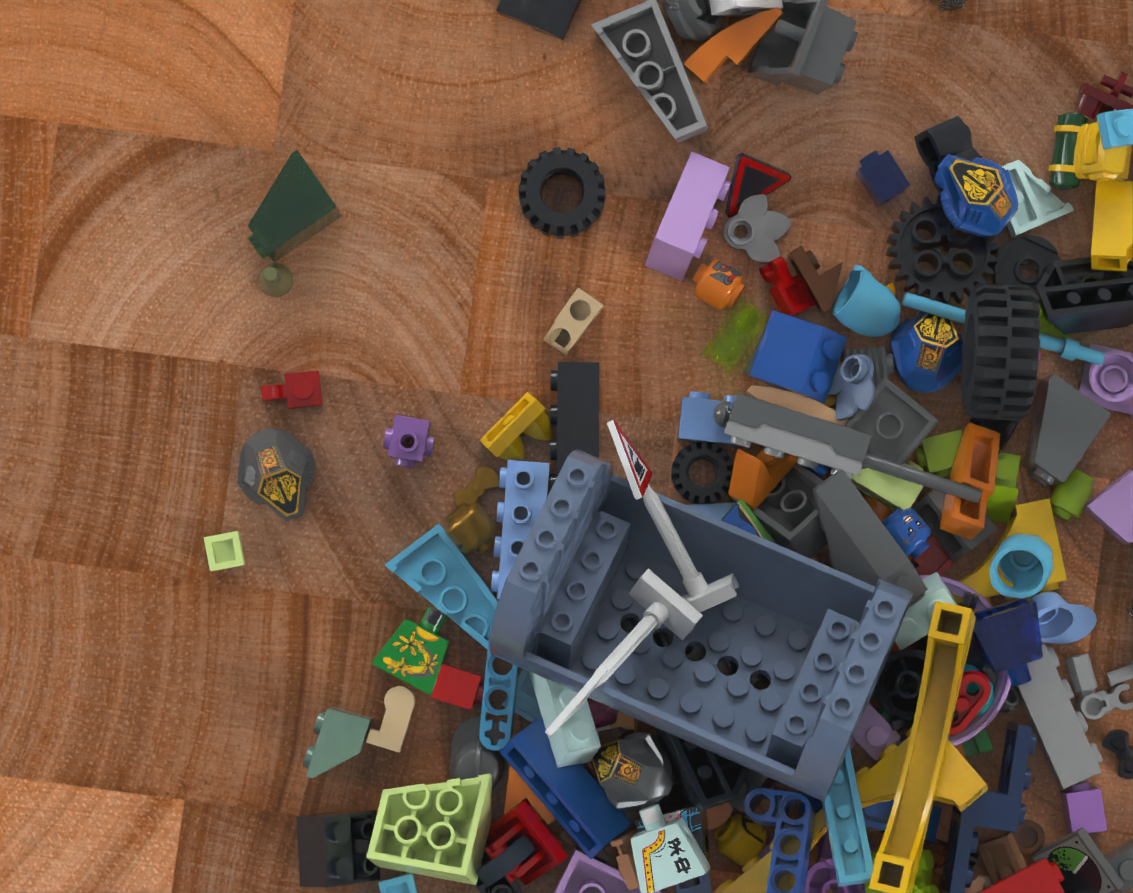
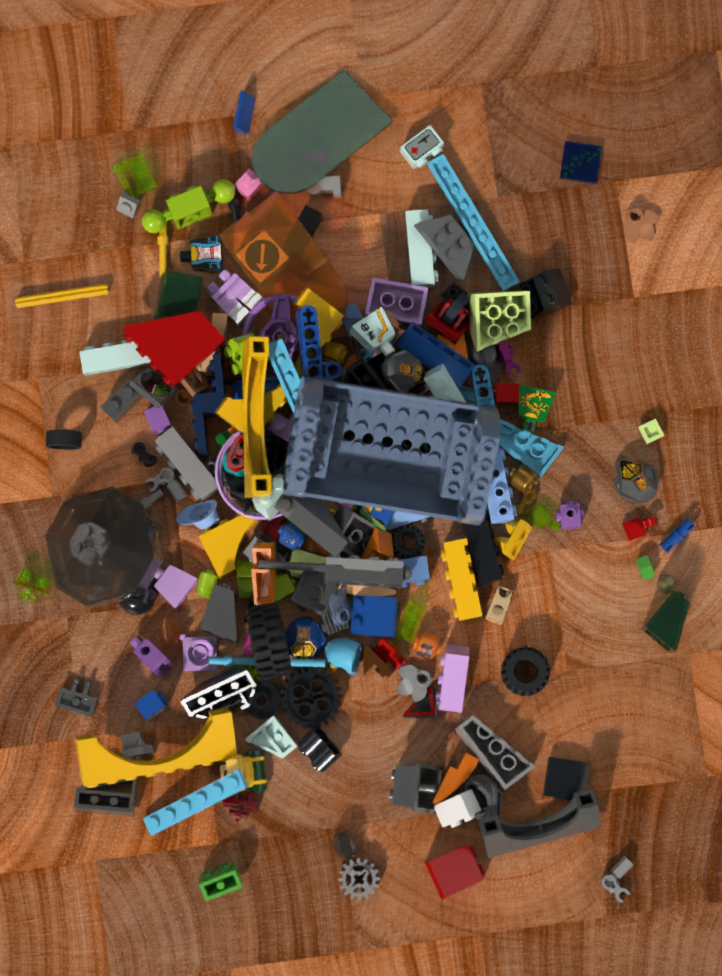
camera: 170 degrees right, 5 degrees down
(233, 357) = (677, 535): none -> blue pin
(304, 315) = (645, 567): none -> bright green piece
(339, 739) = (561, 349): sand green slope -> none
(399, 709) = (534, 374): tan leg -> none
(437, 759) = (506, 354): none -> magenta plate
(460, 454) = (541, 517): none -> clear neon green plate
(627, 375) = (461, 579): none -> yellow wedge
(639, 475) = (444, 521): white piece -> none
(661, 607) = (412, 456): white piece -> none
(881, 177) = (354, 728): clear blue brick -> none
(976, 195) = (301, 729): blue helmet -> none
(1010, 638) = (223, 494): clear blue torso -> none
(1024, 562) = (224, 537): medium azure piece -> none

